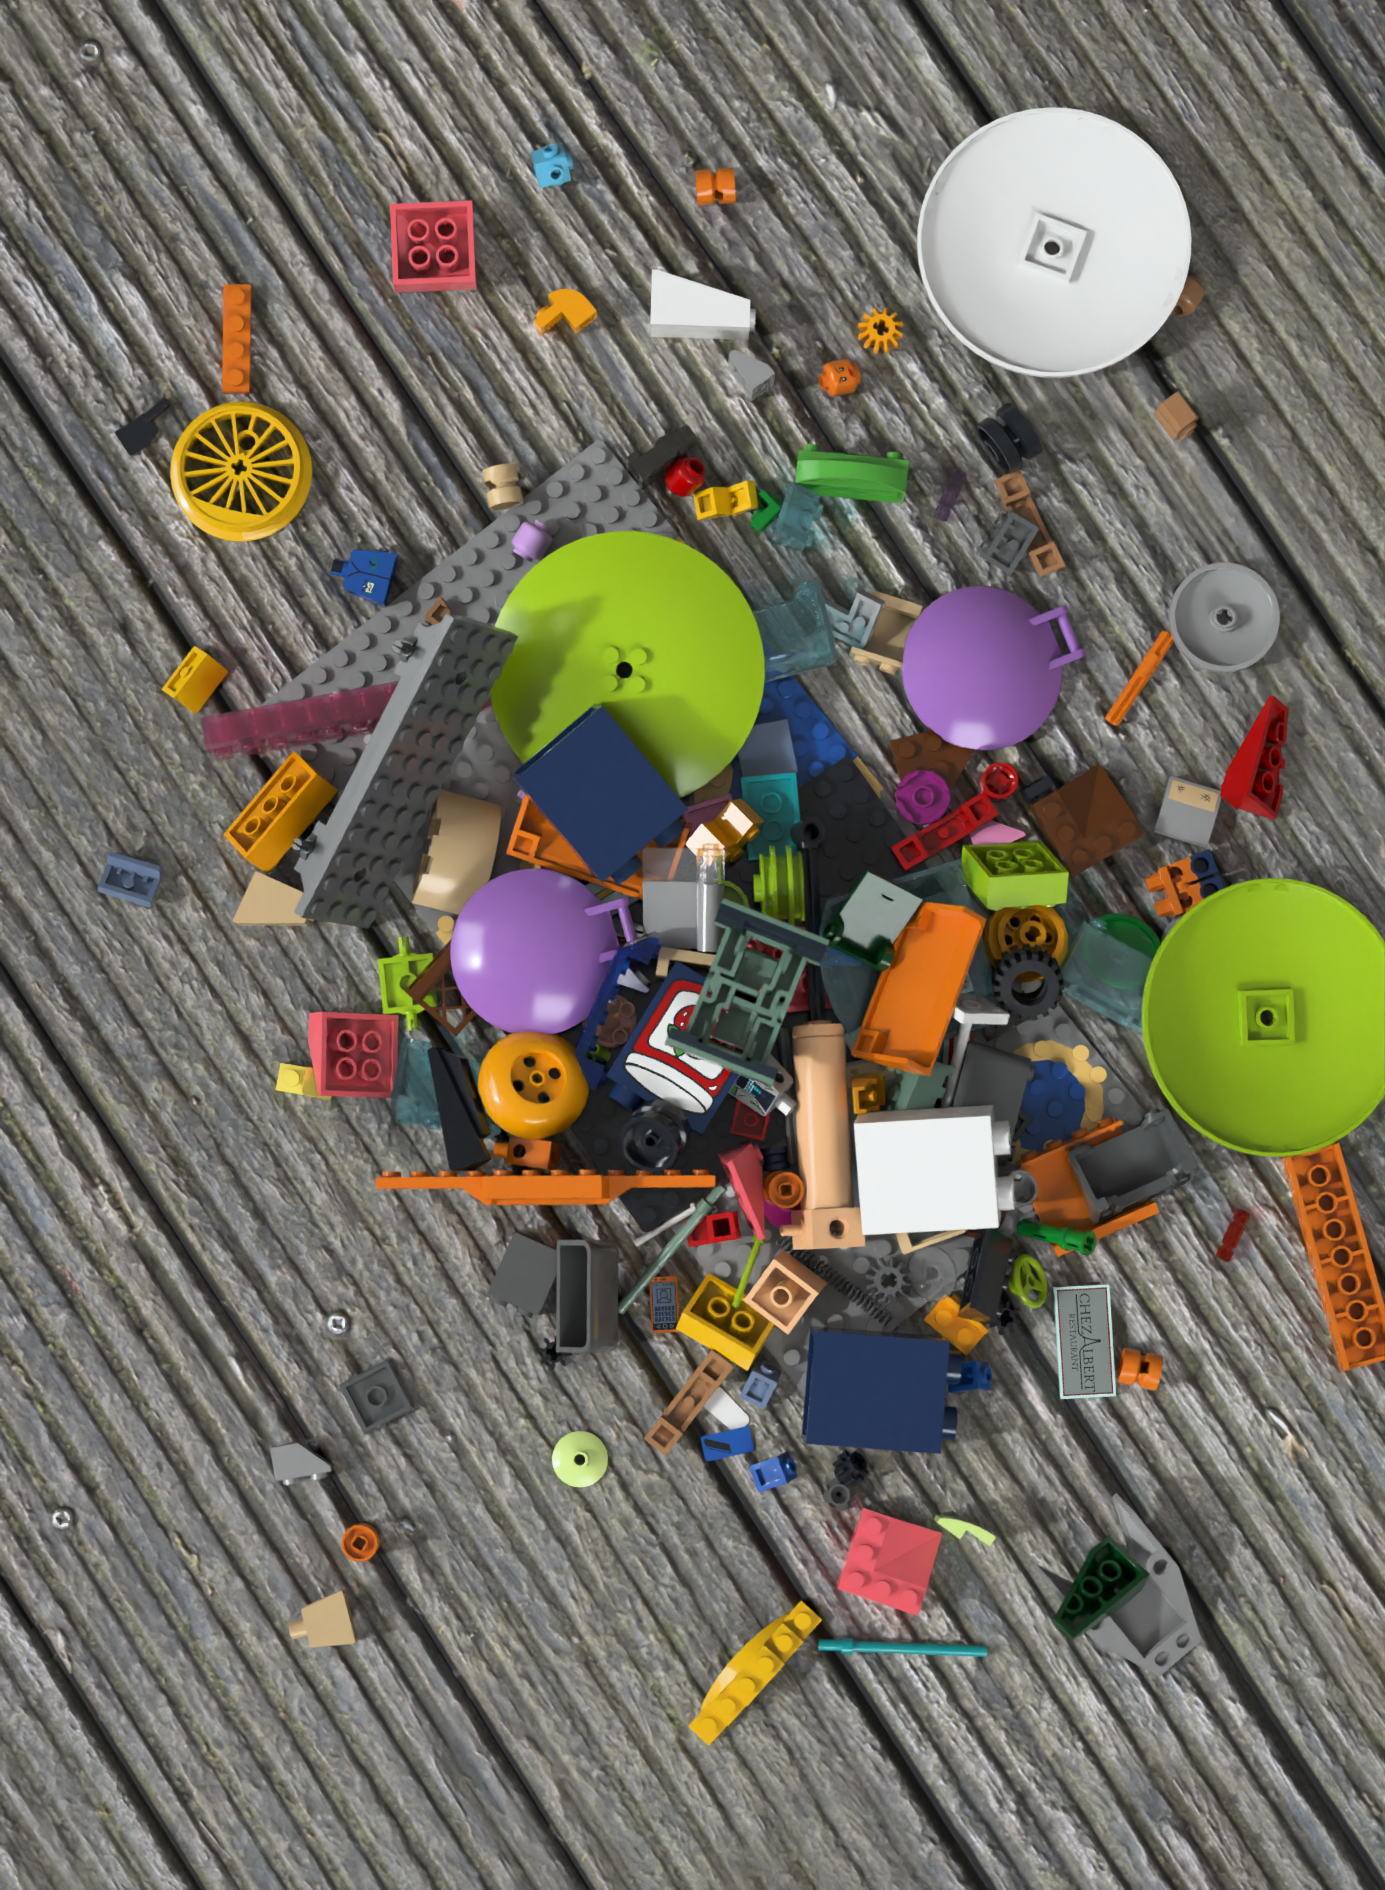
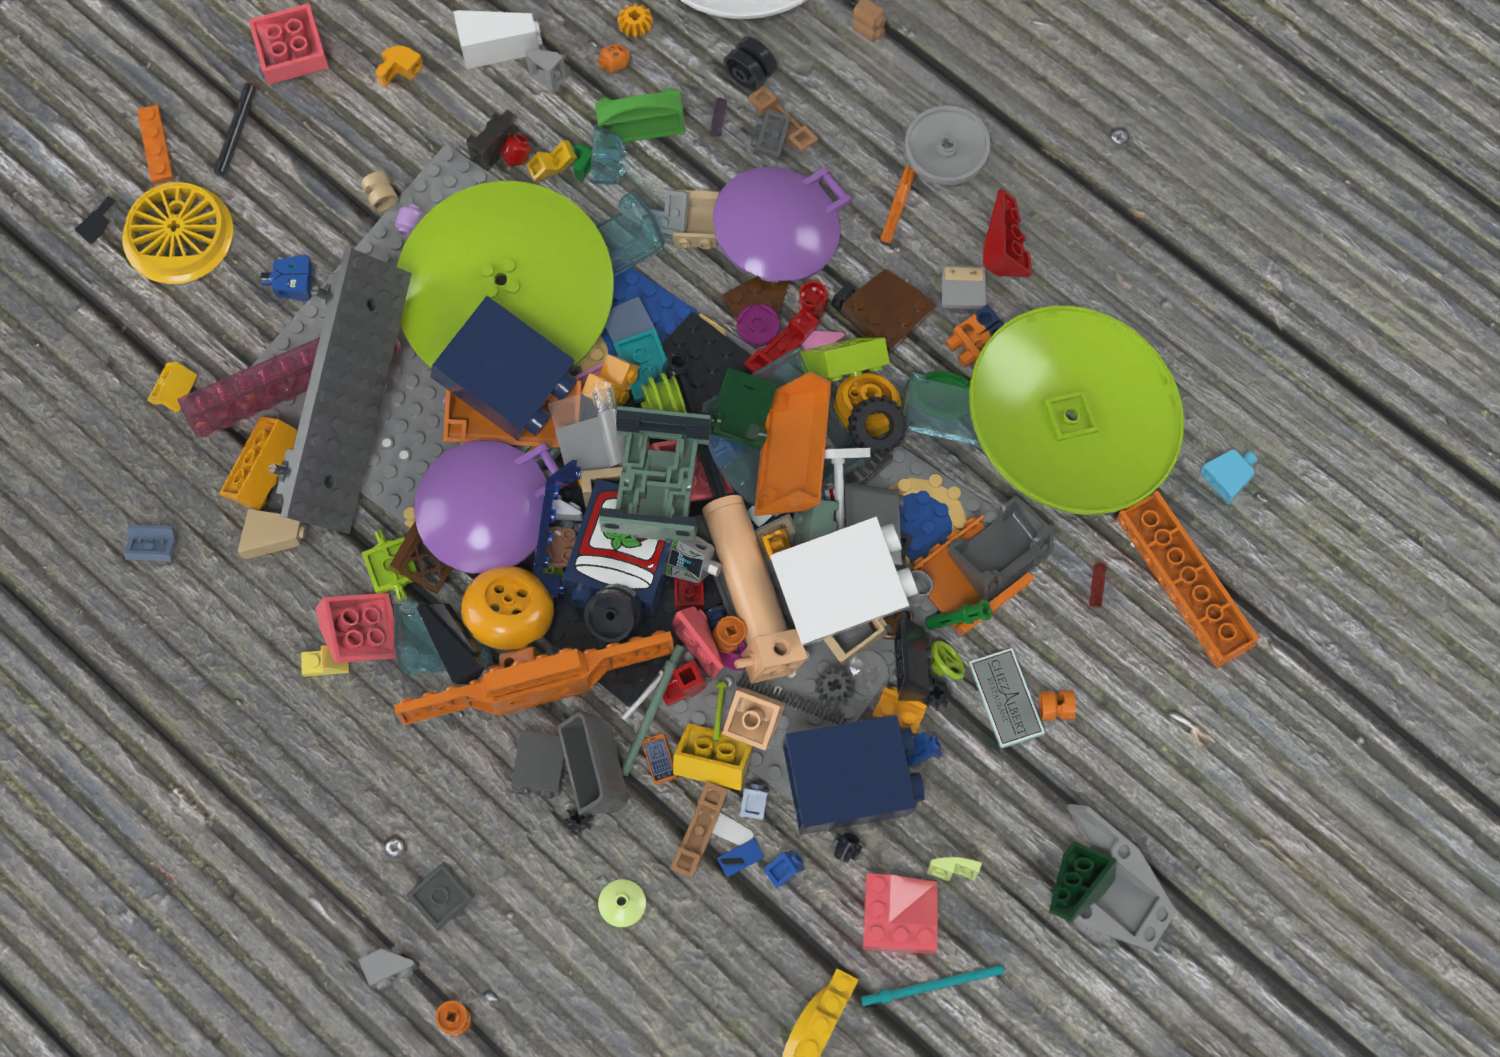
camera: 10 degrees left, 15 degrees down
(341, 346) = (235, 130): none -> black axle
(459, 853) = (407, 452): tan panel -> none
(839, 1502) = (841, 866): dark grey plate -> none

